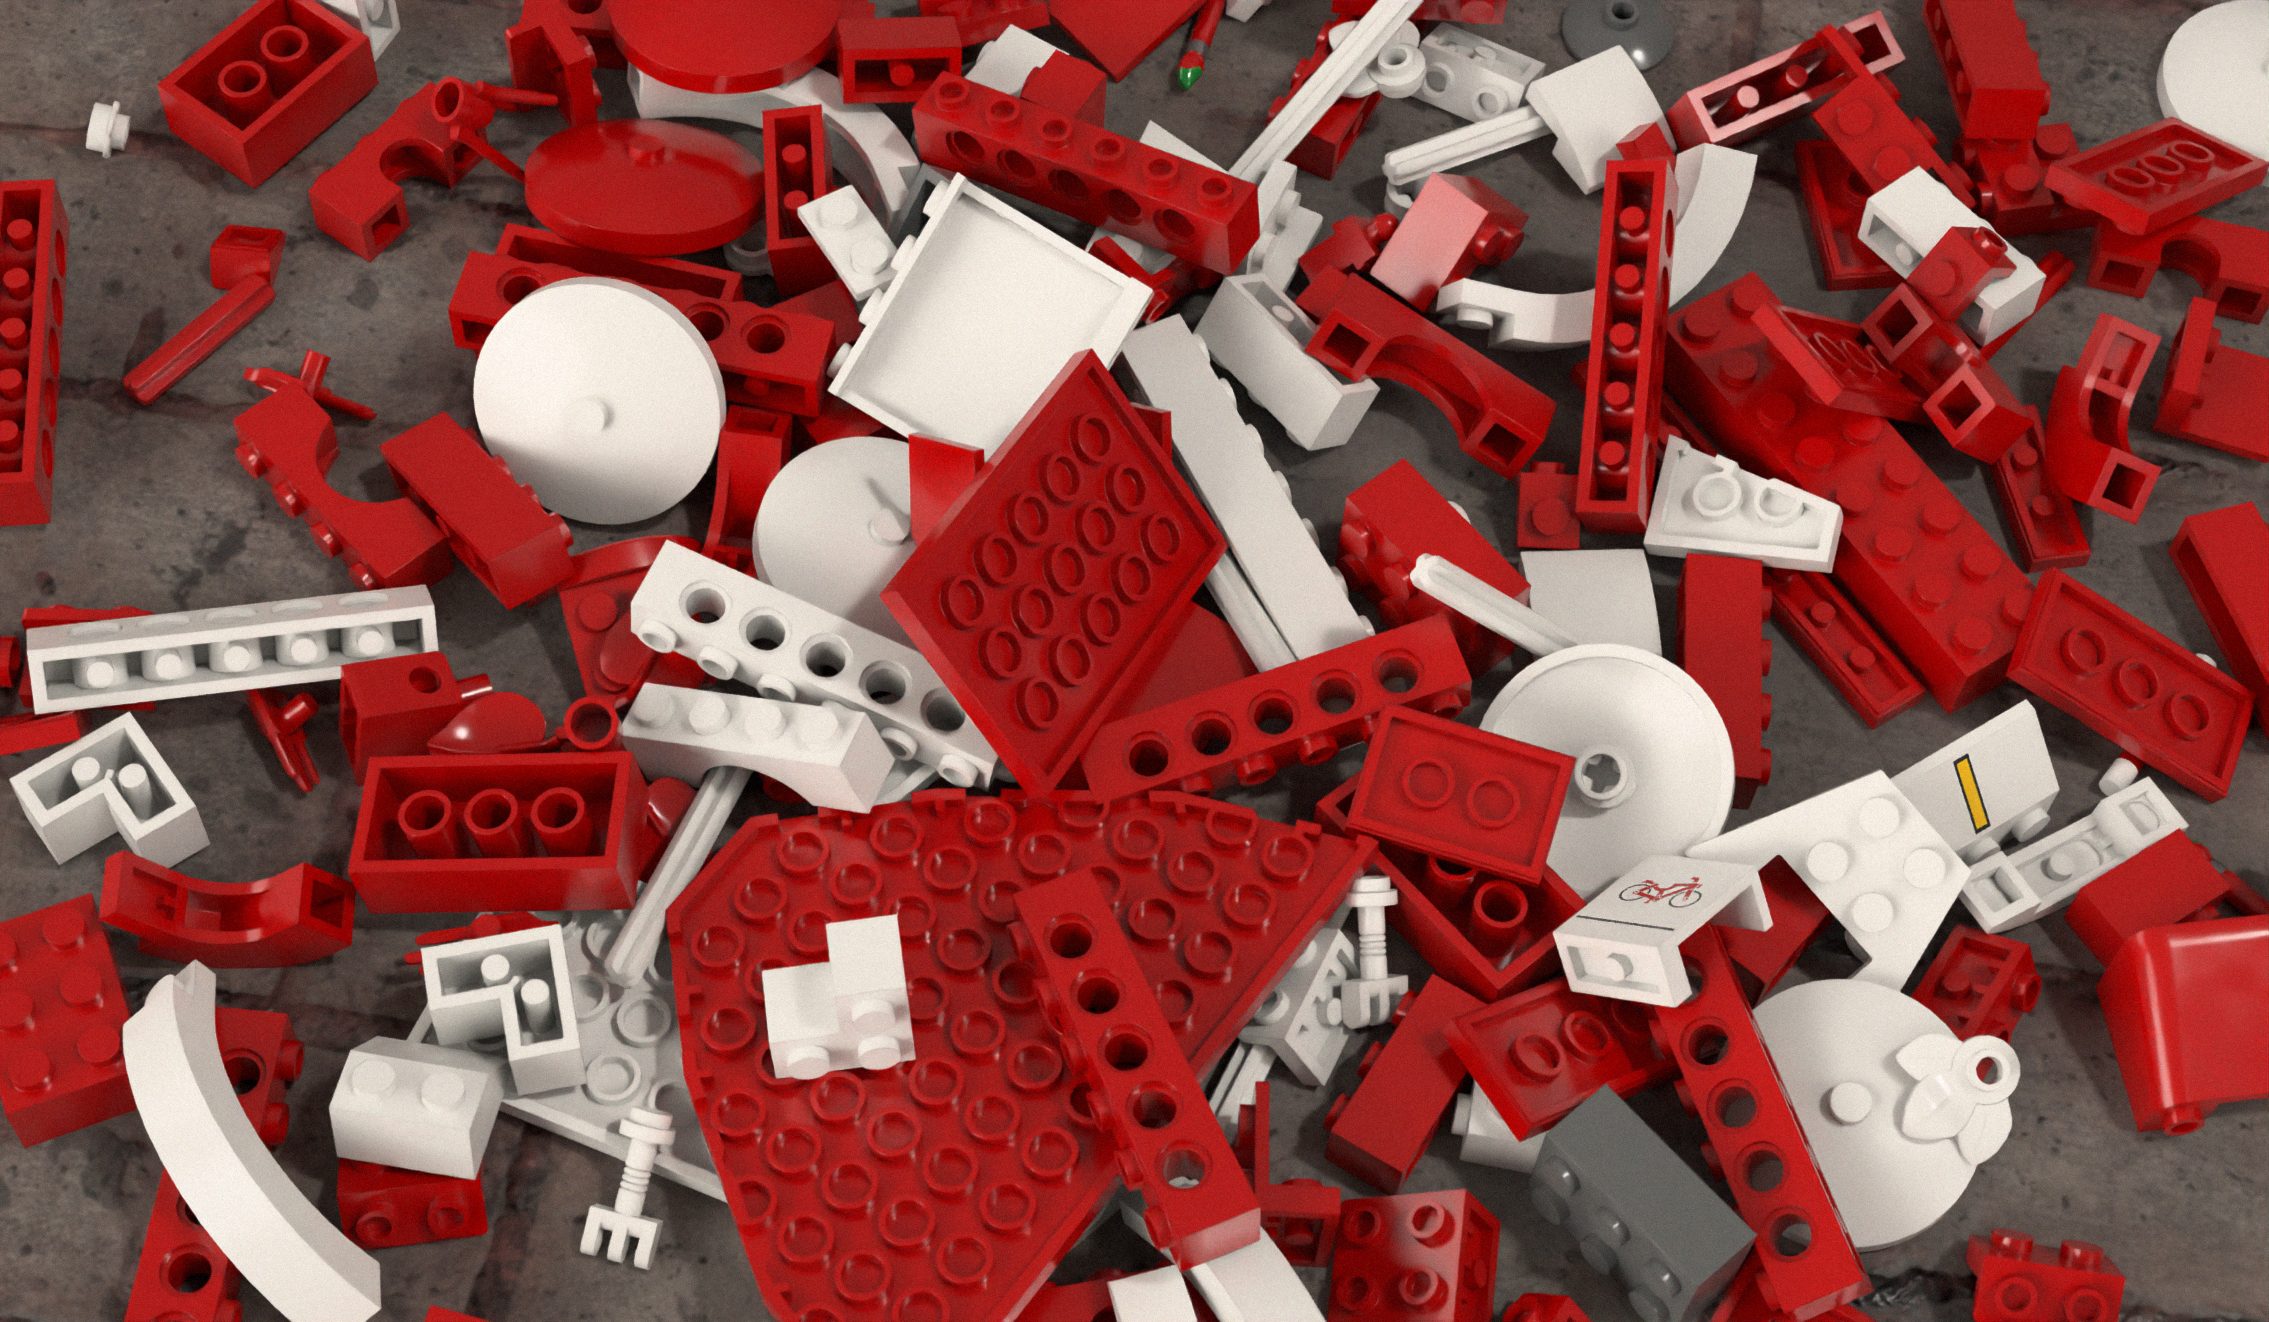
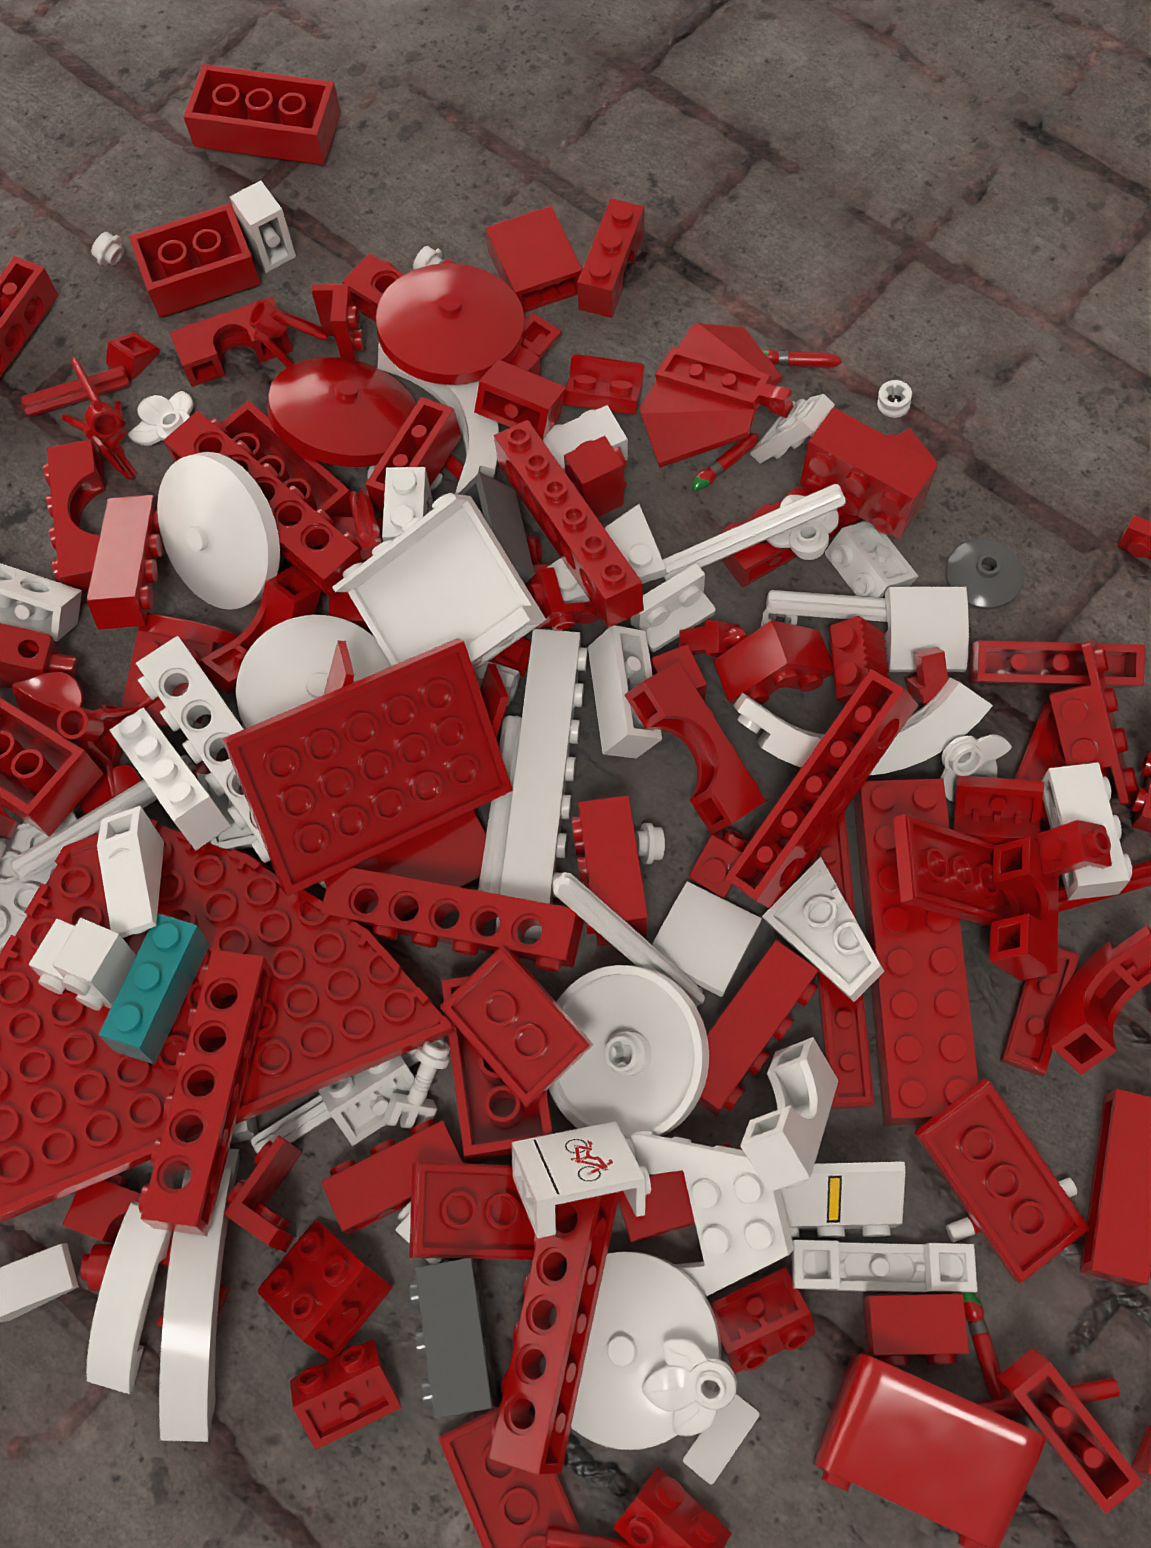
camera: 40 degrees right, 10 degrees up
(285, 342) = (100, 416): none -> red plant
(368, 318) = (160, 417): none -> white plate
(804, 291) = (364, 519): none -> red axle
(819, 856) = (130, 870): none -> white slope
(963, 989) = (154, 989): none -> teal brick
(1550, 193) = (854, 651): none -> red brick
(1765, 239) = (971, 758): none -> white plate
(1836, 275) = (998, 808): none -> red bracket
(1865, 716) = (787, 1141): none -> white arch
(2017, 1170) = (720, 1441): none -> white sticker

